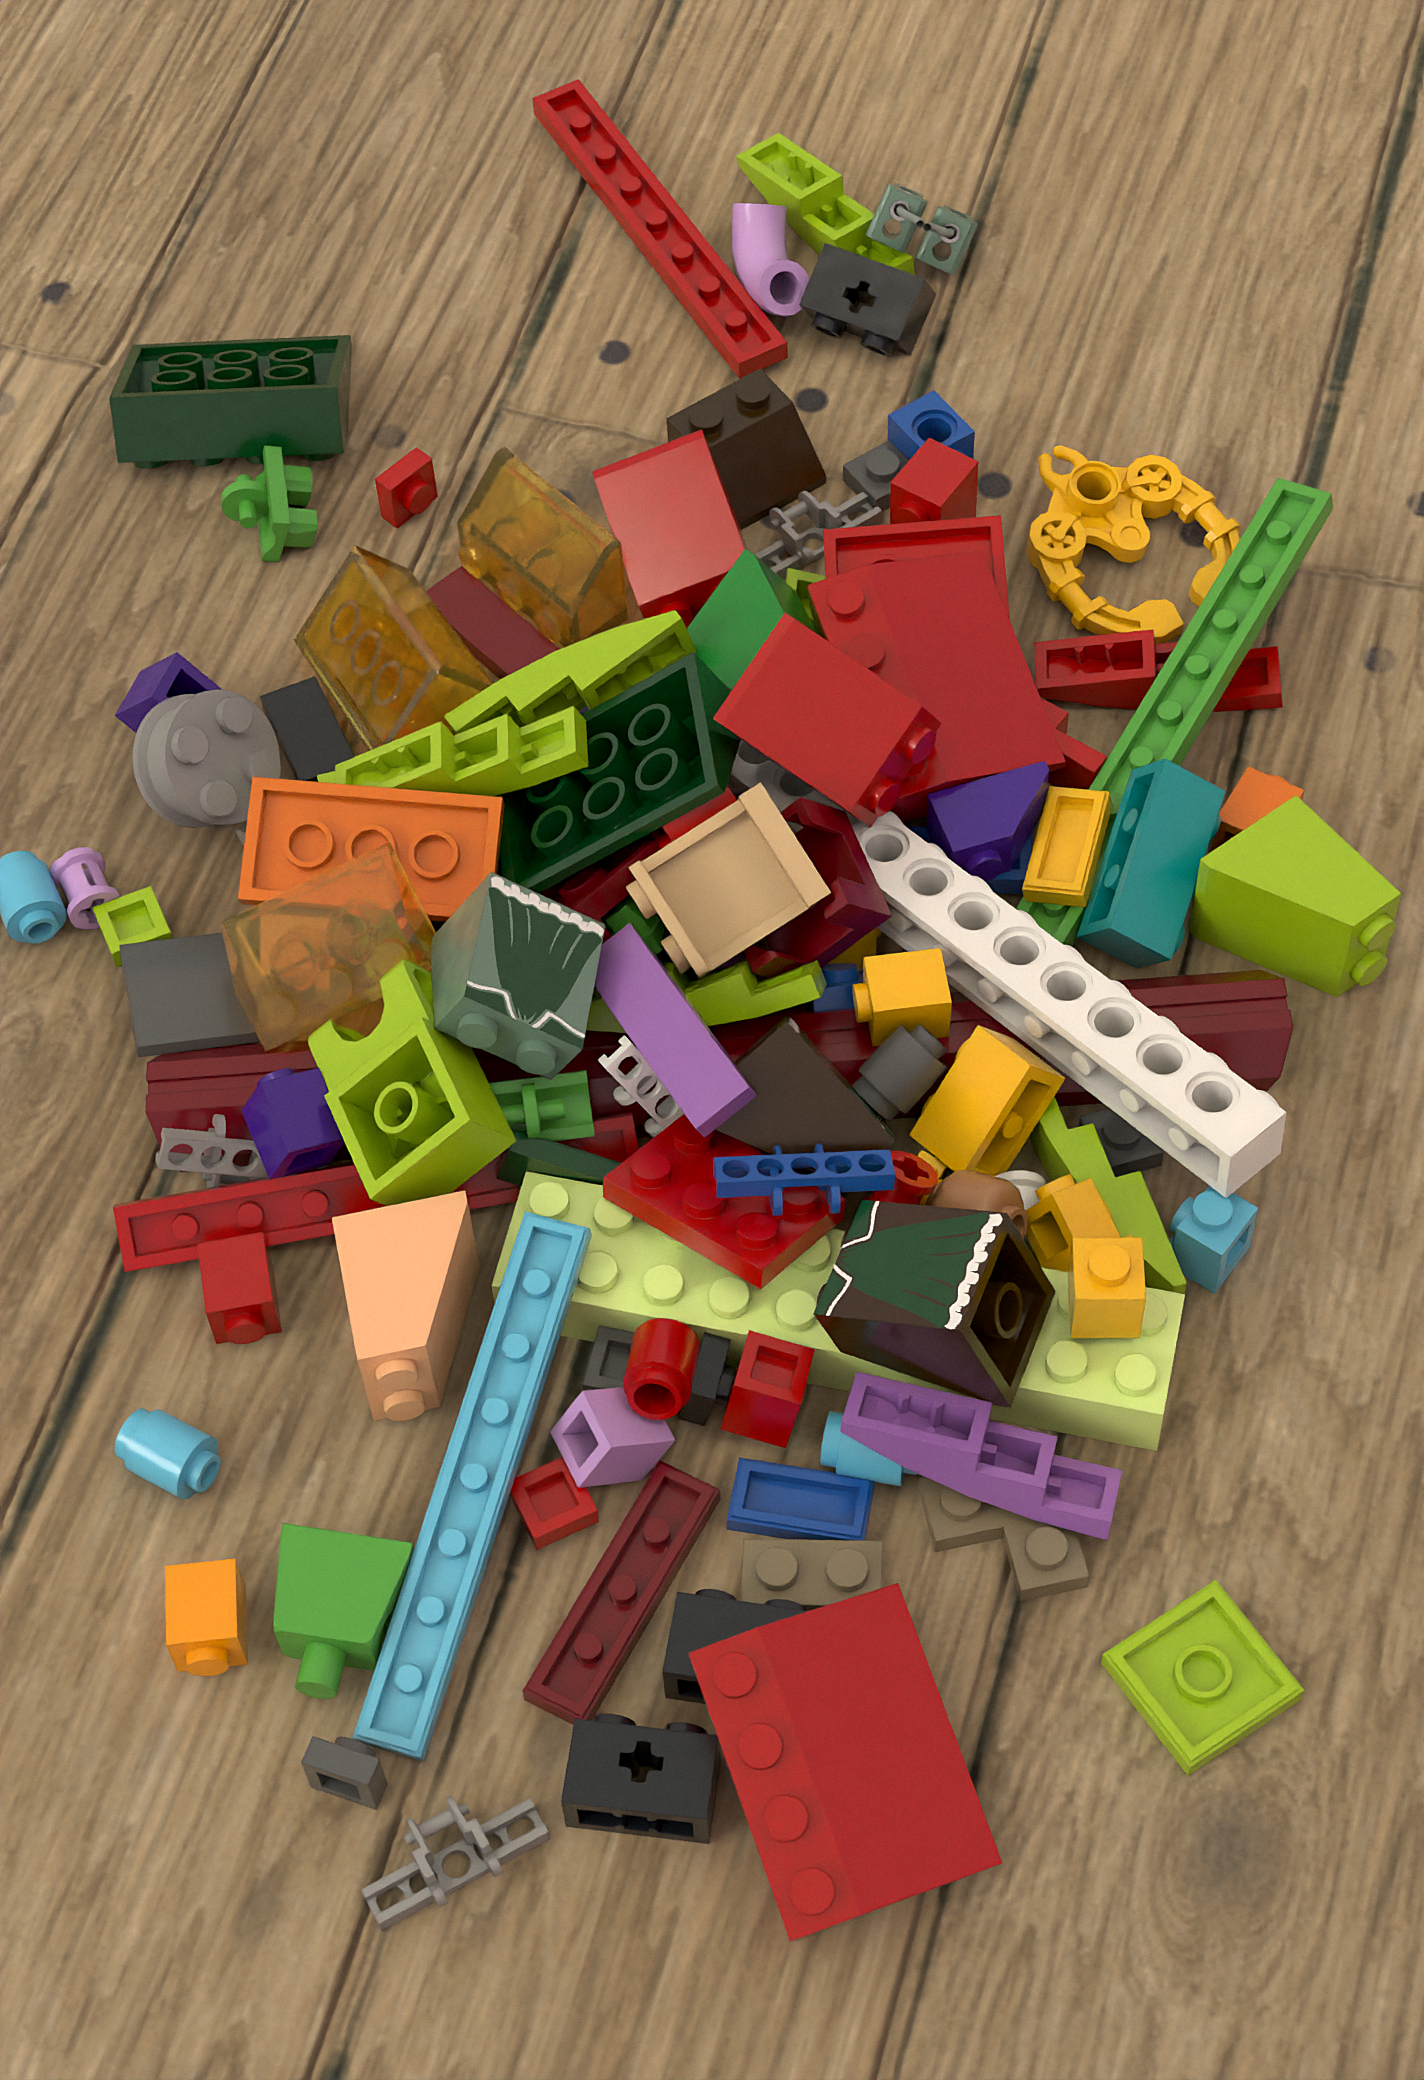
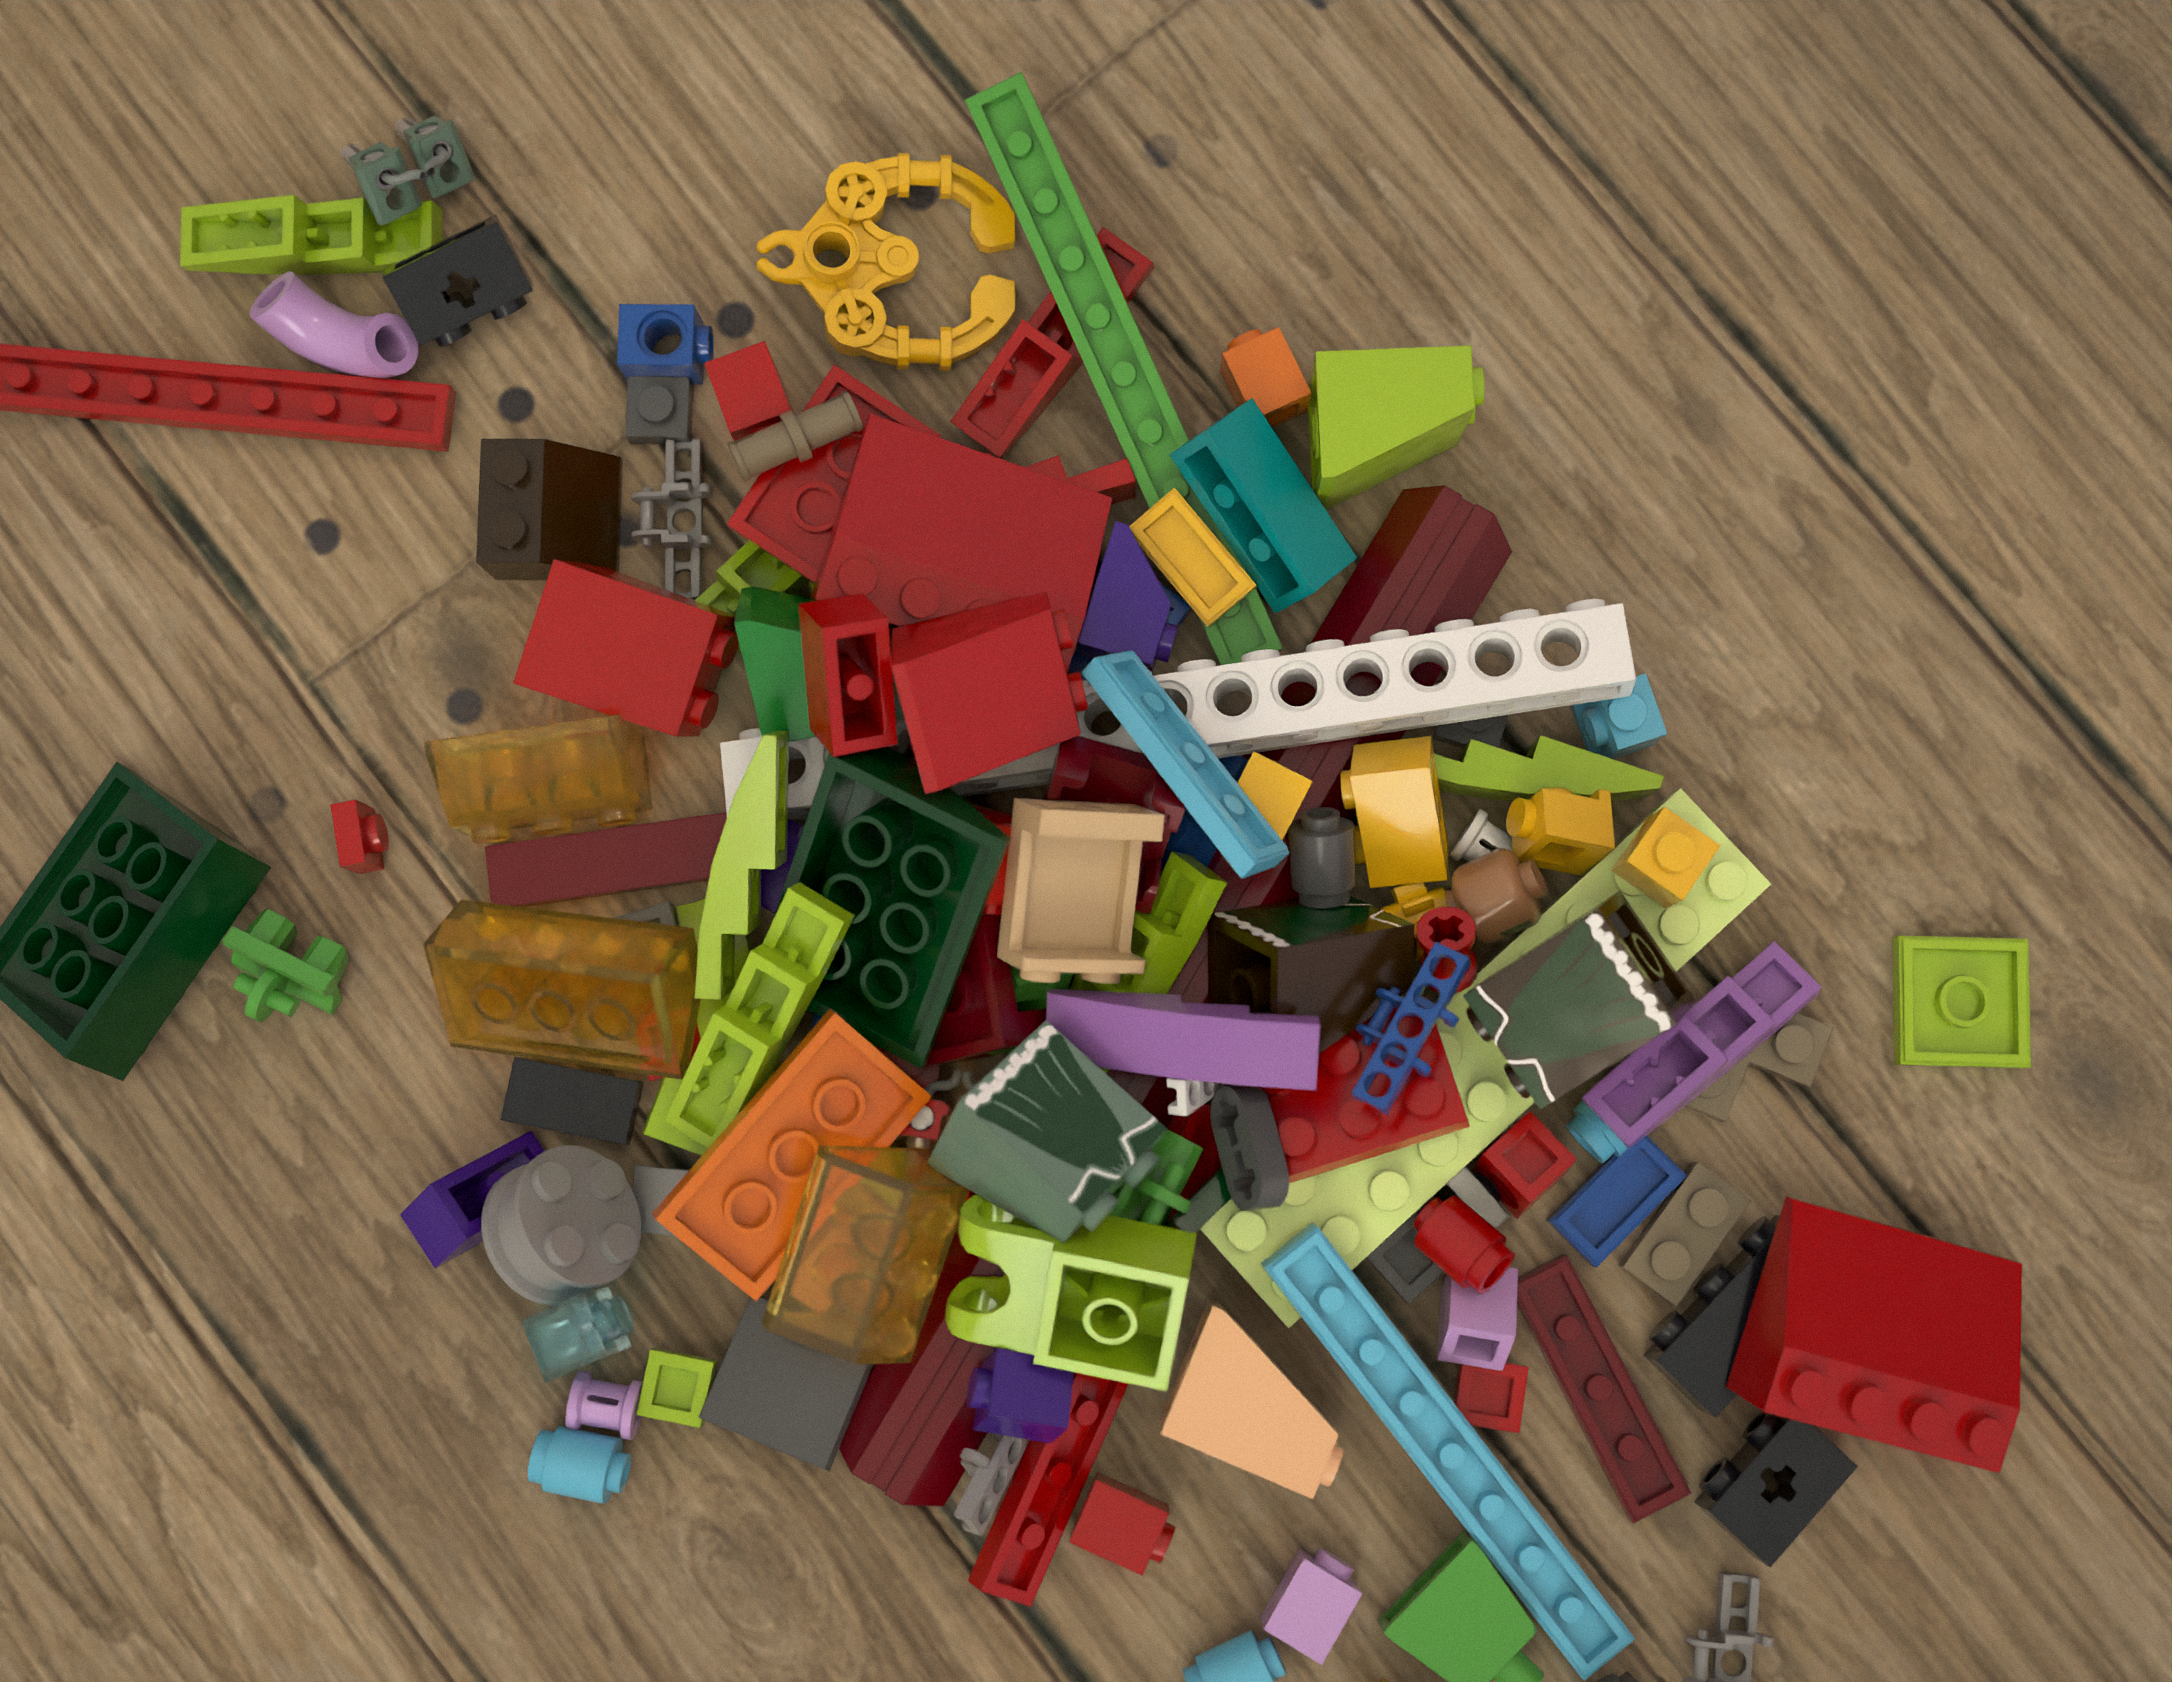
camera: 50 degrees left, 25 degrees up
(132, 829) = (578, 1332): none -> clear light blue slope
(271, 1472) = (1312, 1603): none -> lavender brick
(617, 1144) = (1249, 1147): none -> dark grey beam
(753, 618) = (848, 674): none -> red brick
(887, 897) = (1186, 763): none -> medium azure tile
(922, 516) = (795, 436): none -> dark tan pin

